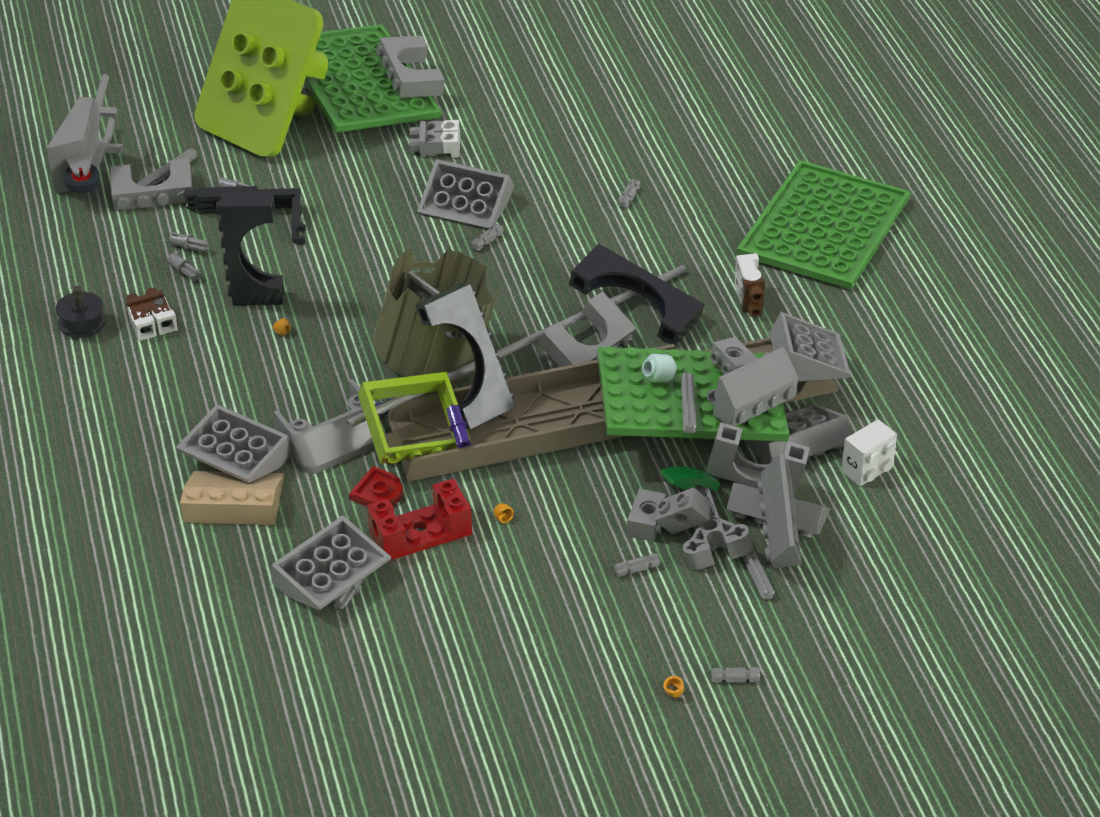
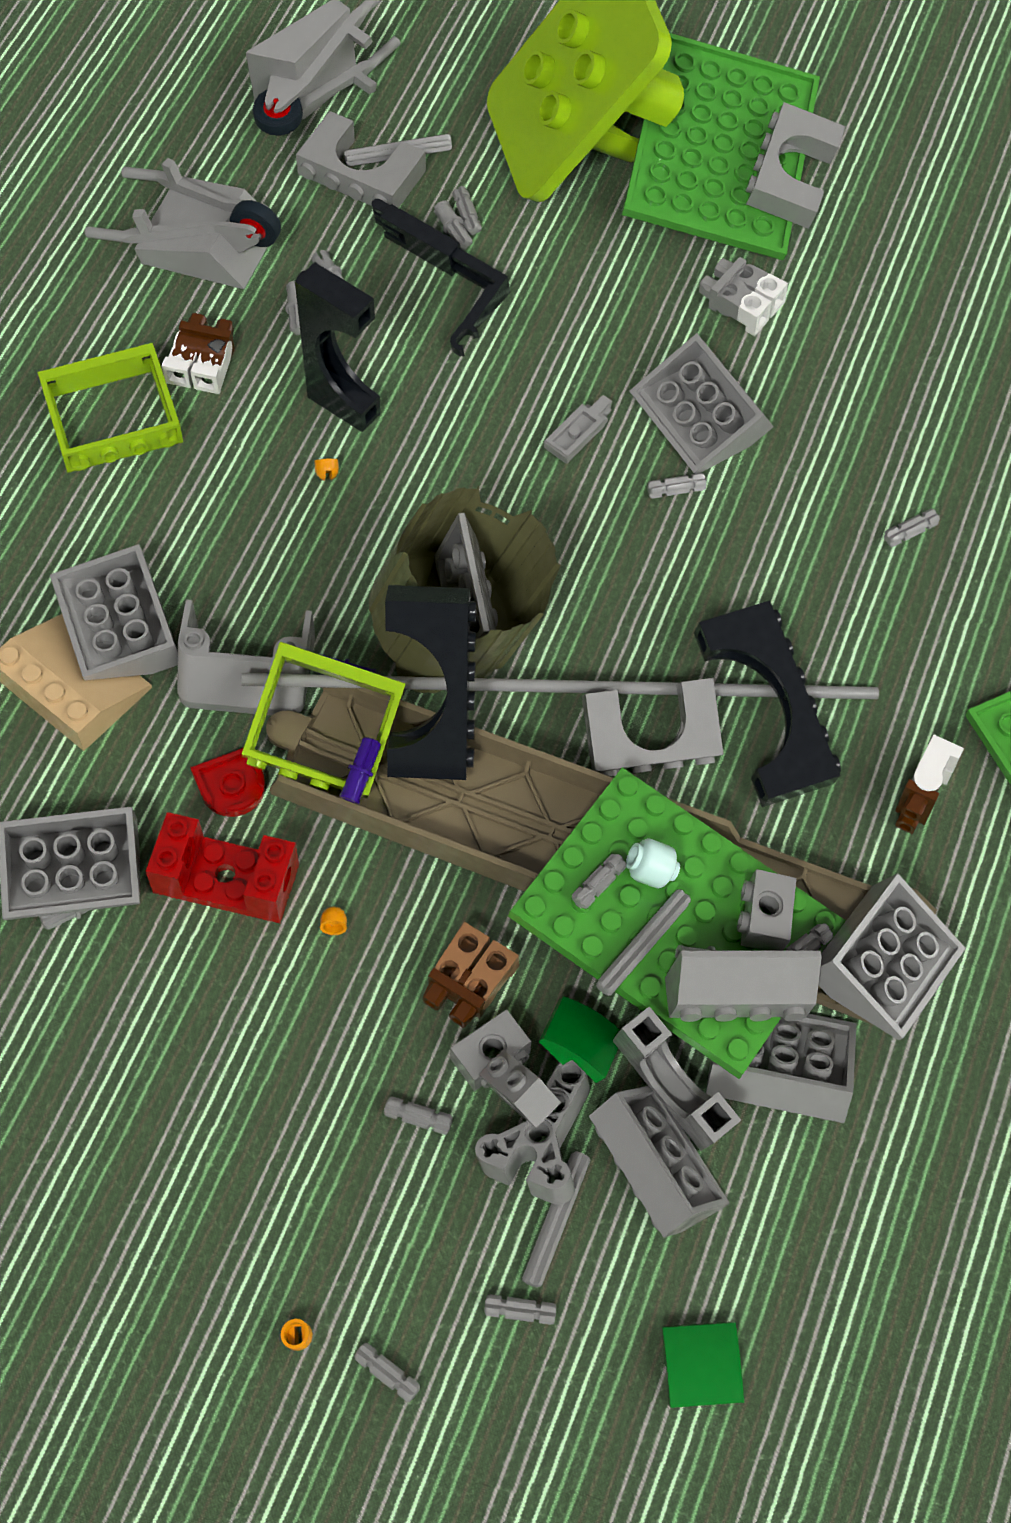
camera: 35 degrees right, 20 degrees up
(80, 314) = (124, 308): black wheel -> none
(88, 255) = (198, 228): none -> light grey piece
(119, 331) = (101, 371): none -> lime window
(235, 175) = (467, 210): none -> light grey axle
(408, 238) = (578, 429): none -> light grey hinge
(603, 496) = (469, 974): none -> medium nougat hips
(640, 390) = (599, 881): none -> light grey axle
(774, 609) = (520, 1309): none -> light grey axle
(780, 514) = (623, 1195): light grey slope -> none
(869, 452) = (840, 1165): white brick -> none
(886, 574) = (702, 1364): none -> green slope

